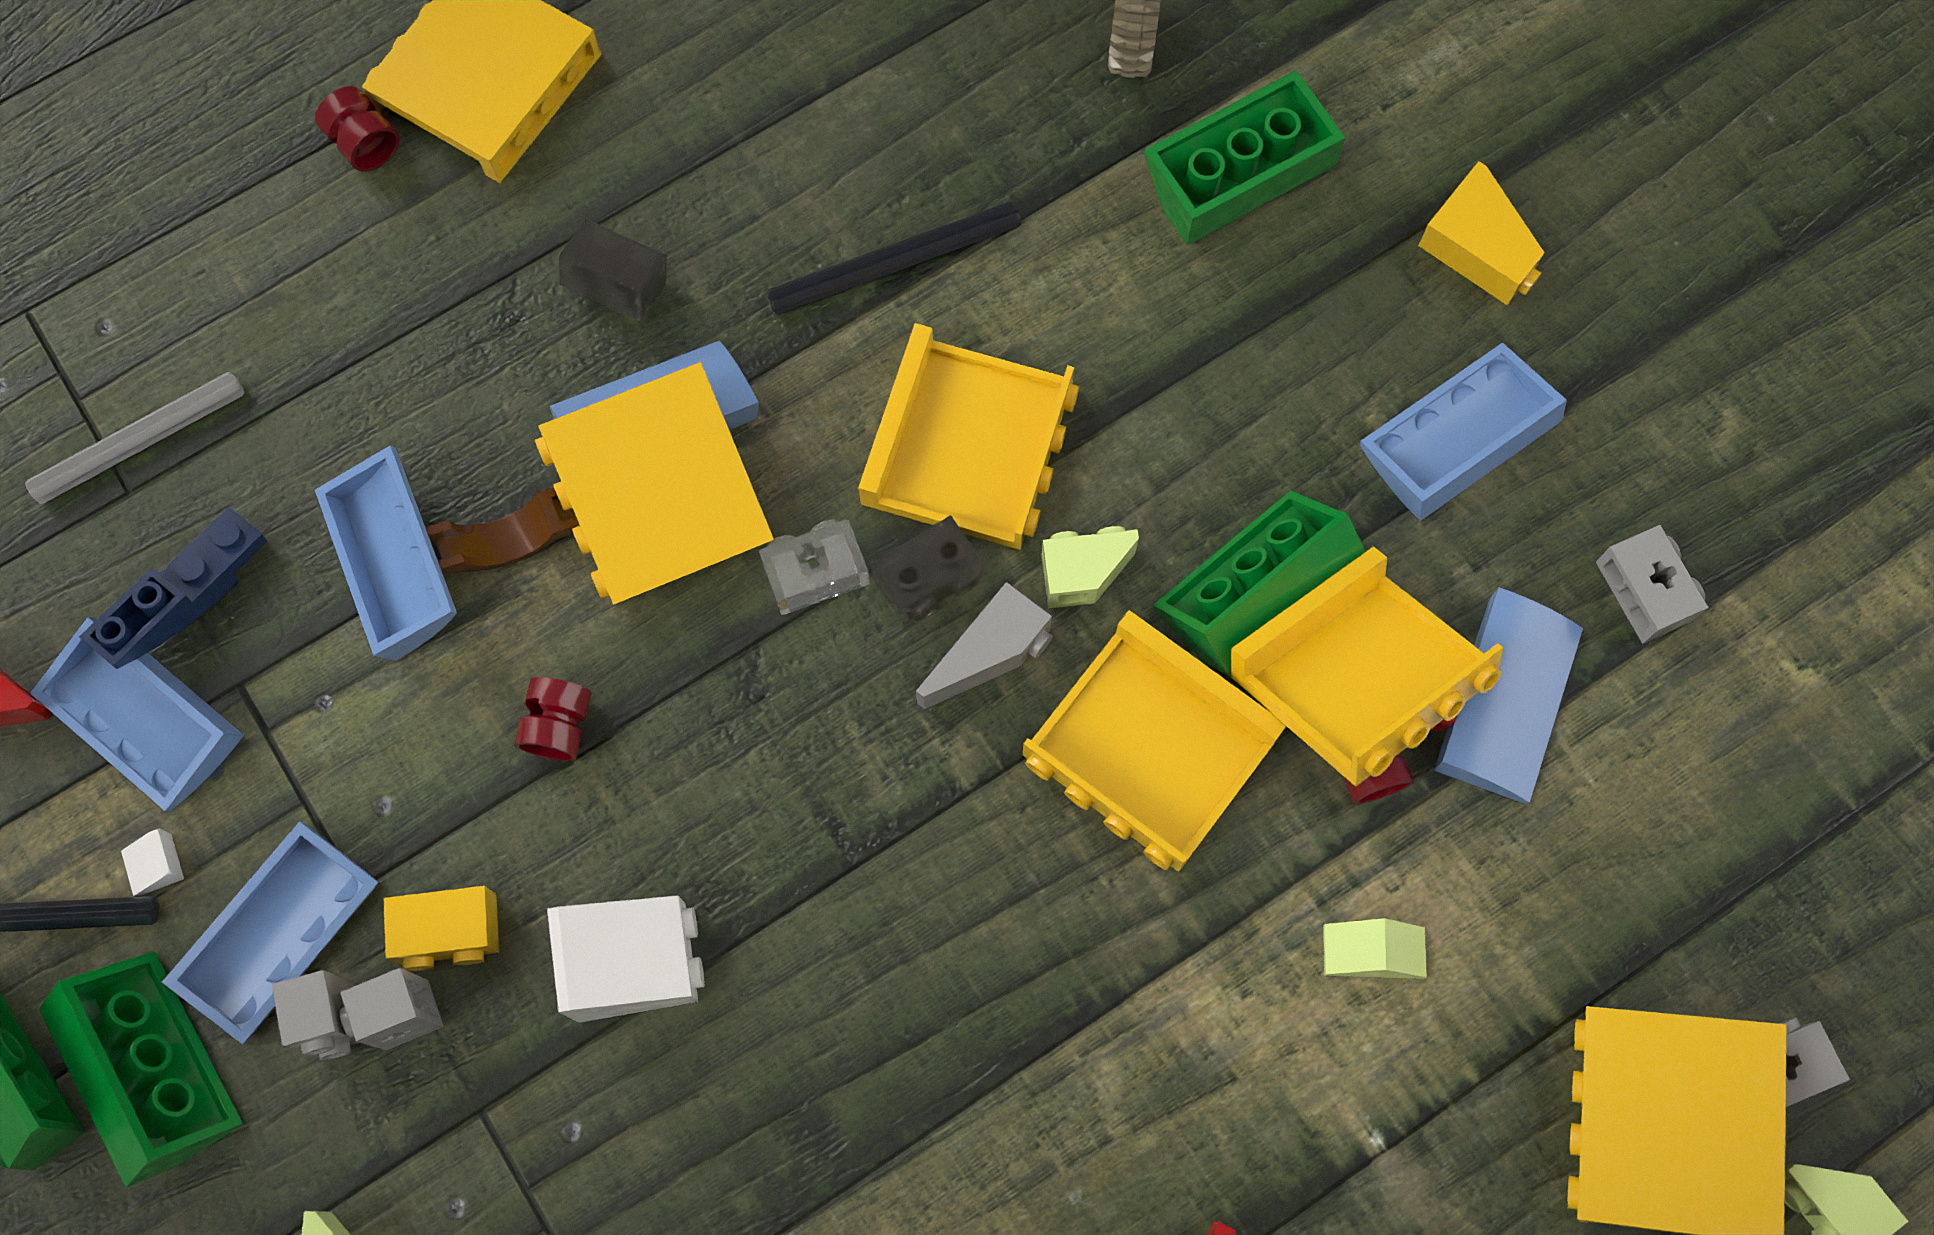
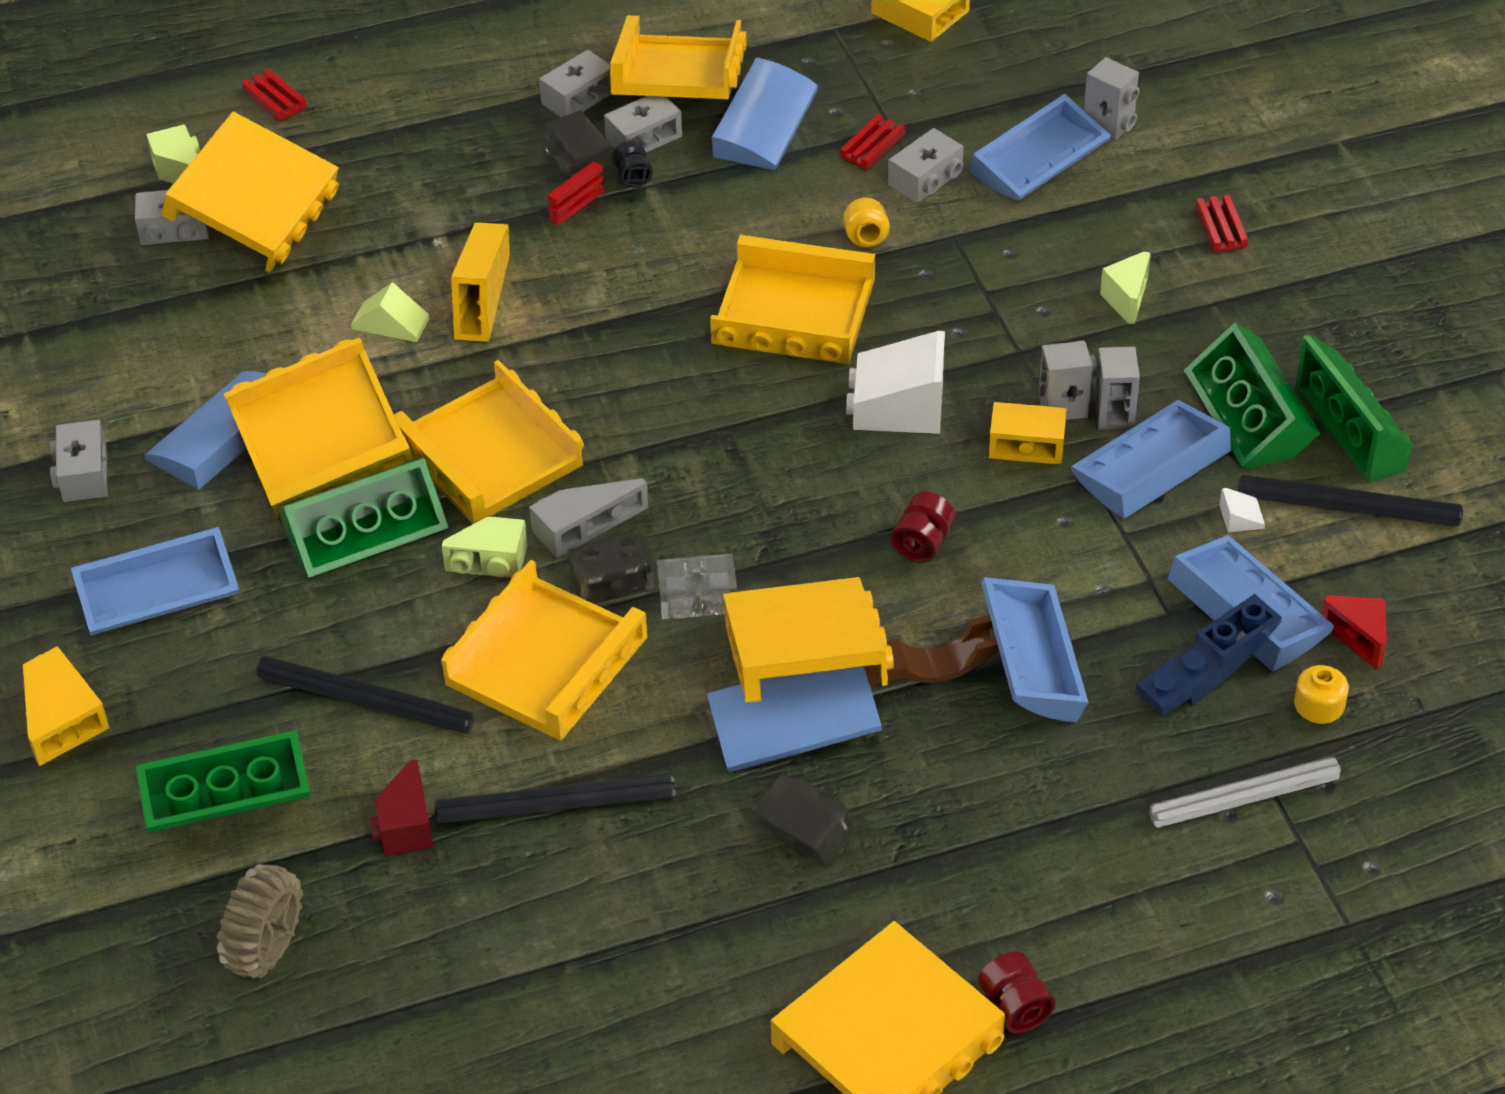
camera: 165 degrees left, 25 degrees down
(42, 570) = (1321, 694): none -> yellow head
(815, 1114) = (795, 299): none -> yellow panel
(1045, 191) = (402, 814): none -> dark red slope
(1154, 339) = (365, 694): none -> black axle
(1275, 1044) = (479, 281): none -> yellow slope

